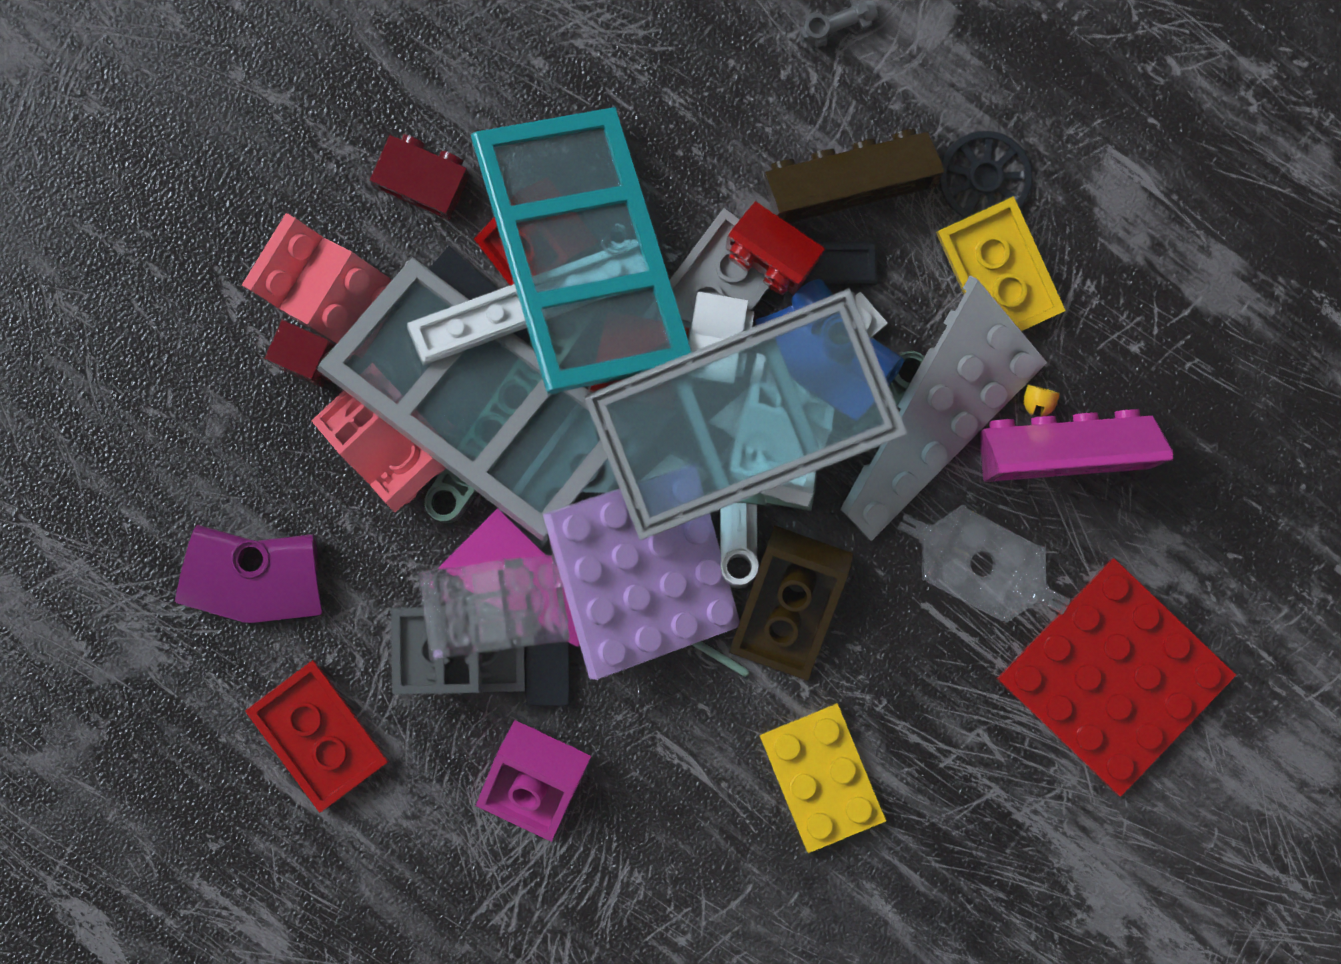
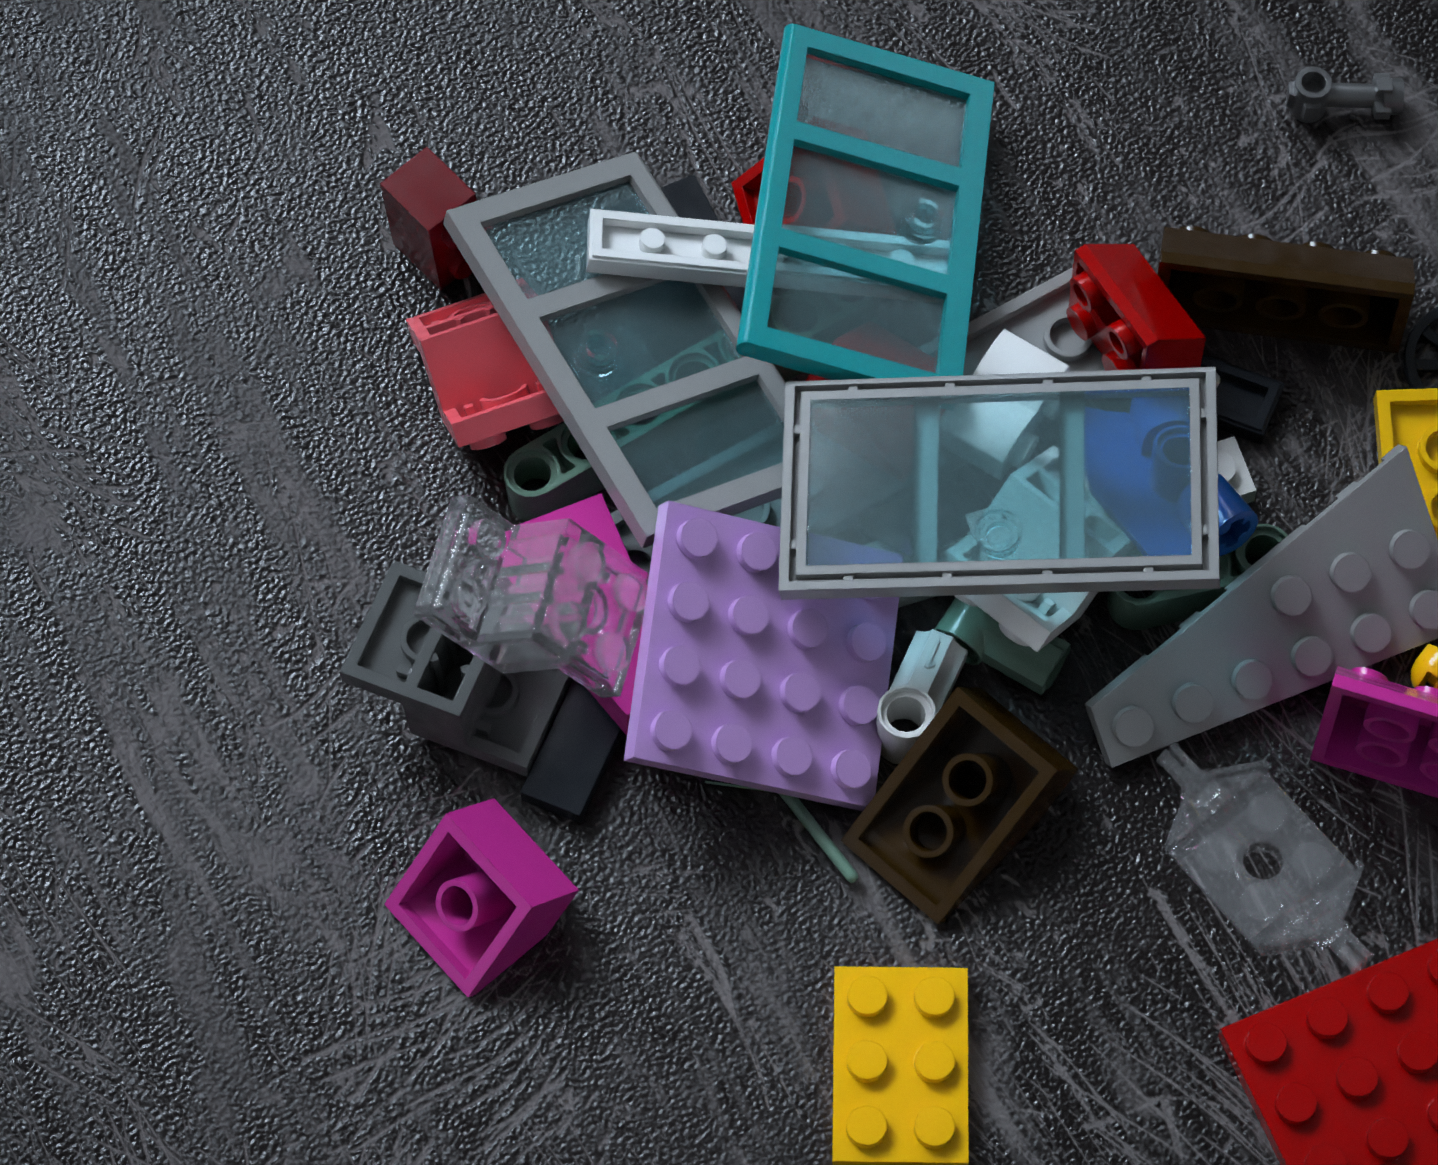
camera: 25 degrees right, 20 degrees down
(219, 583) = (183, 470): magenta panel -> none
(314, 279) = (491, 123): coral bracket -> none
(317, 736) = (211, 718): red plate -> none
(420, 176) = (695, 76): dark red brick -> none

